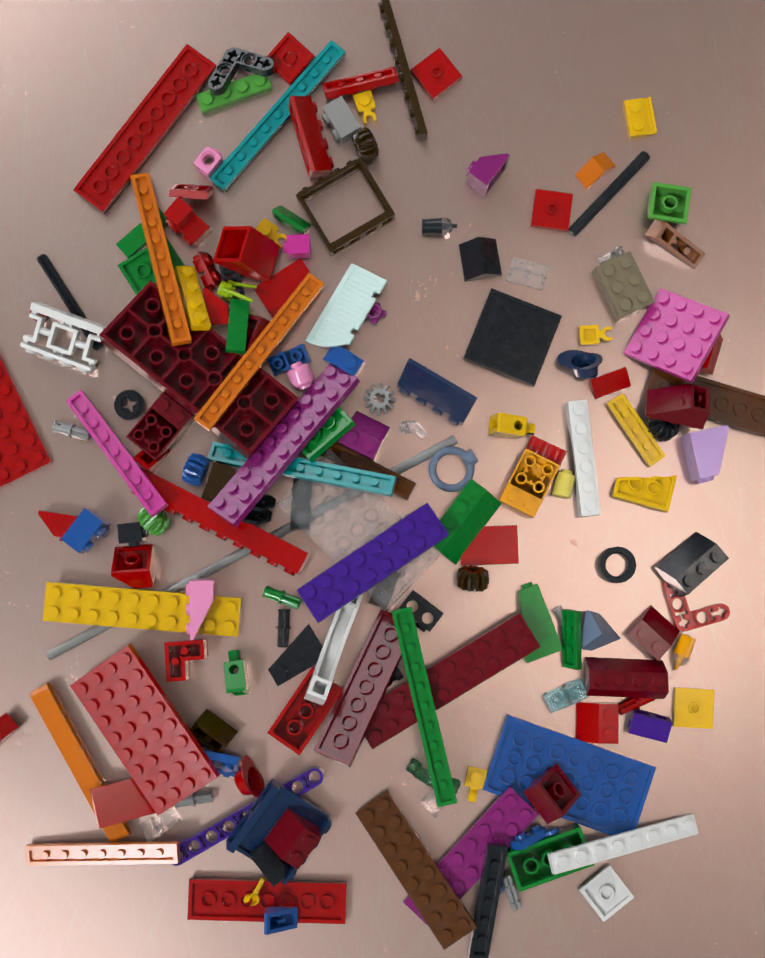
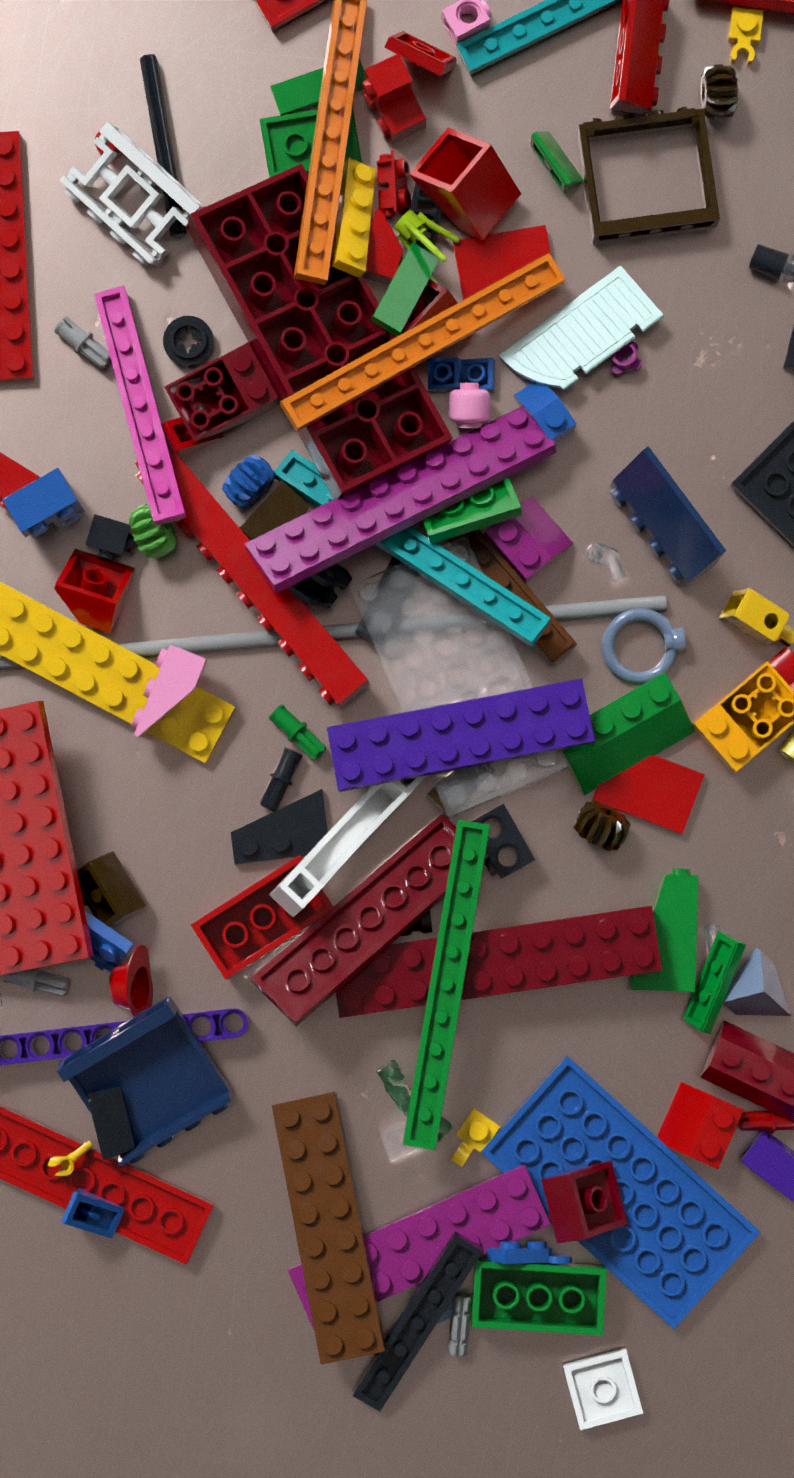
camera: 20 degrees right, 0 degrees up
(178, 656) = (105, 751): red brick -> none
(237, 683) = (177, 831): green torso -> none
(271, 231) = (517, 166): yellow plate -> none
(293, 838) = (163, 1099): dark red slope -> none
(297, 246) = (548, 205): dark pink brick -> none
(340, 119) = (697, 37): light grey brick -> none
(382, 393) = (583, 485): light grey gear -> none
(565, 696) = (668, 1065): clear light blue slope -> none
(622, 843) = (660, 1323): white plate -> none

